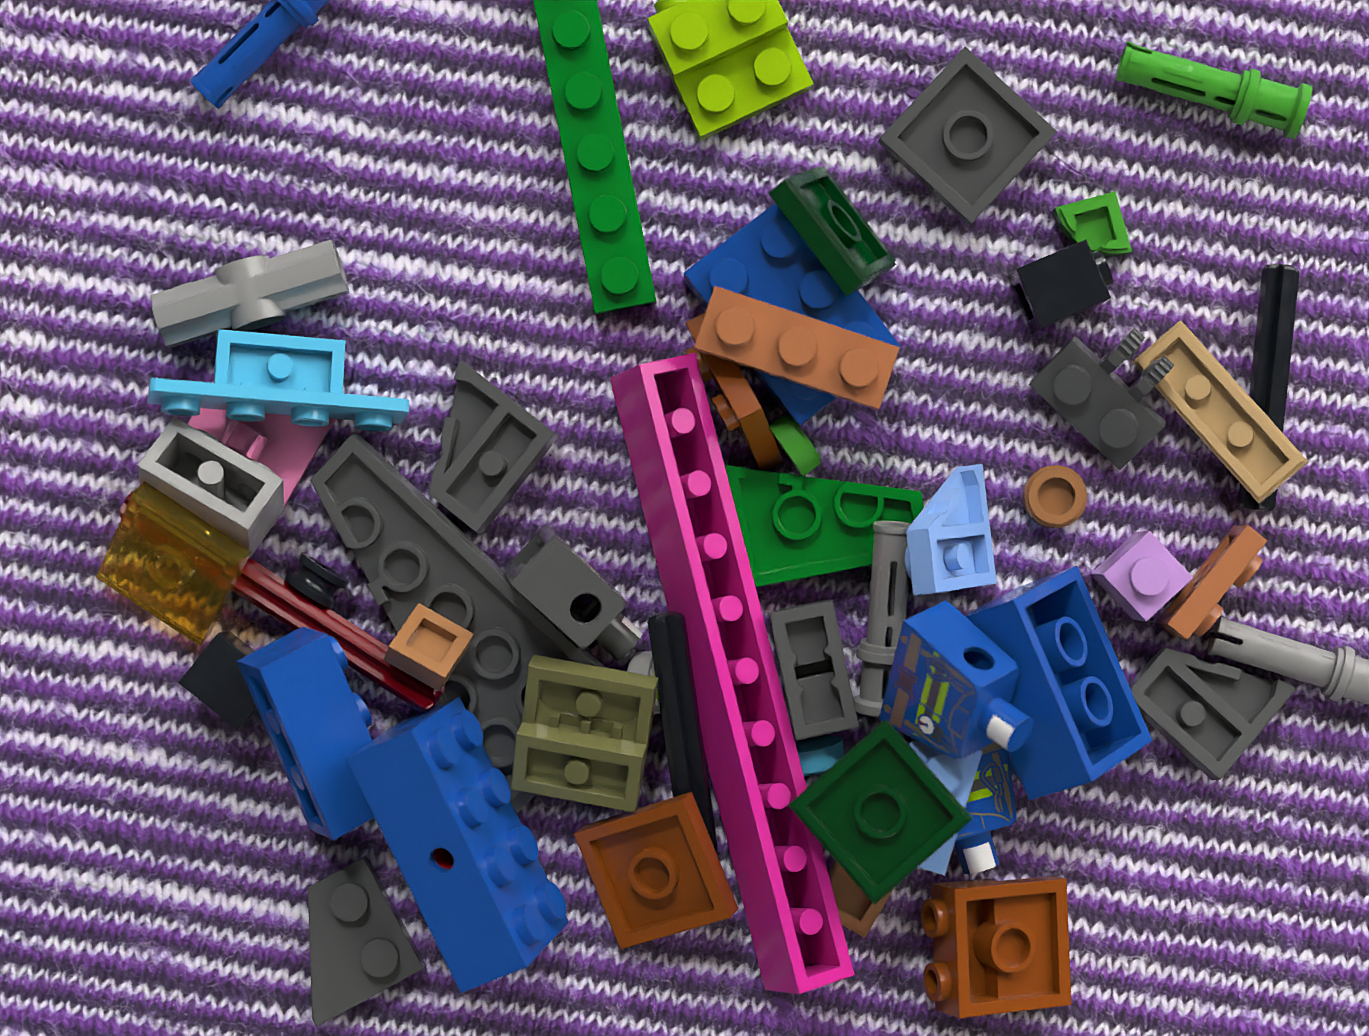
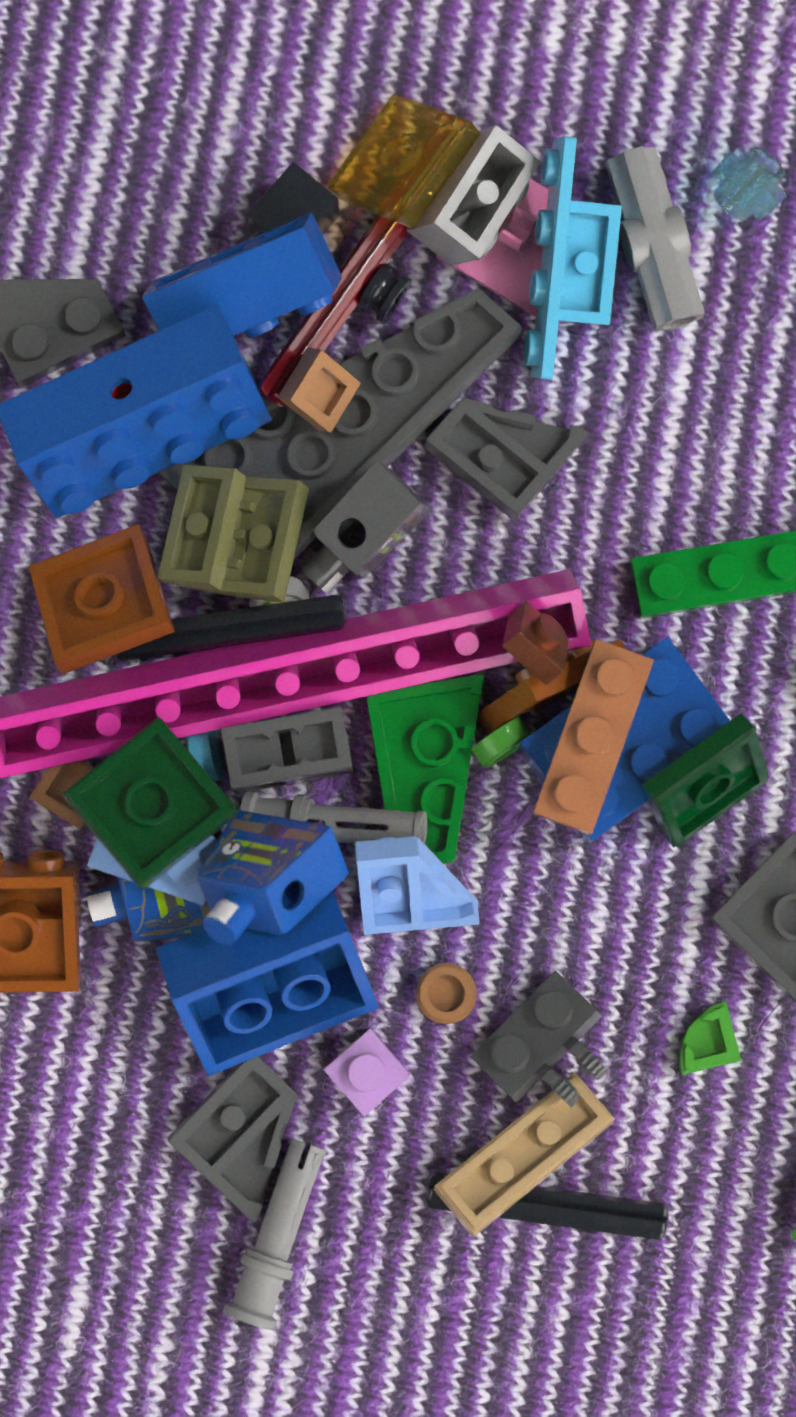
camera: 90 degrees right, 5 degrees down
(188, 194) = (749, 183): none -> clear light blue gear
(700, 409) = (536, 642): none -> copper plate
(1061, 285) = (650, 1004): black brick -> none
(1197, 603) = (336, 1127): nougat plate -> none

